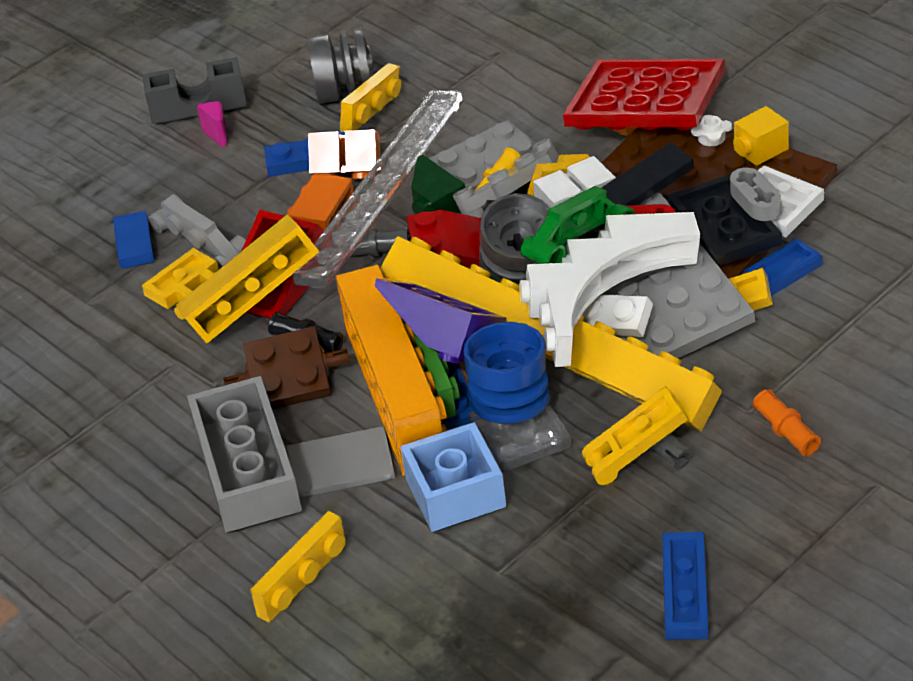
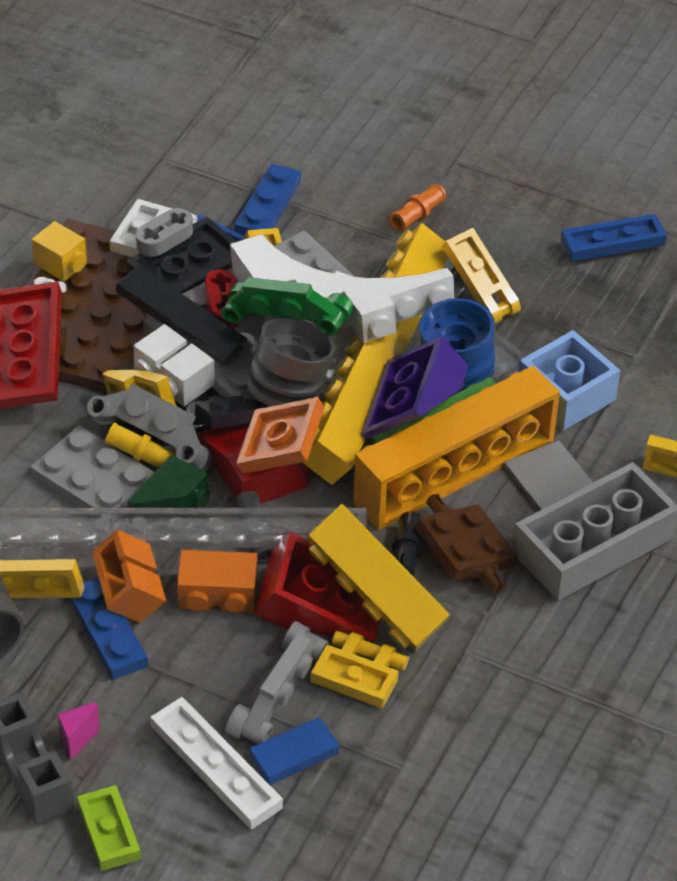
camera: 115 degrees left, 5 degrees up
(119, 133) = (108, 828): none -> lime plate
(143, 192) = (216, 763): none -> white plate
(418, 217) = (280, 435): none -> orange plate
(835, 313) = (269, 199): none -> blue plate

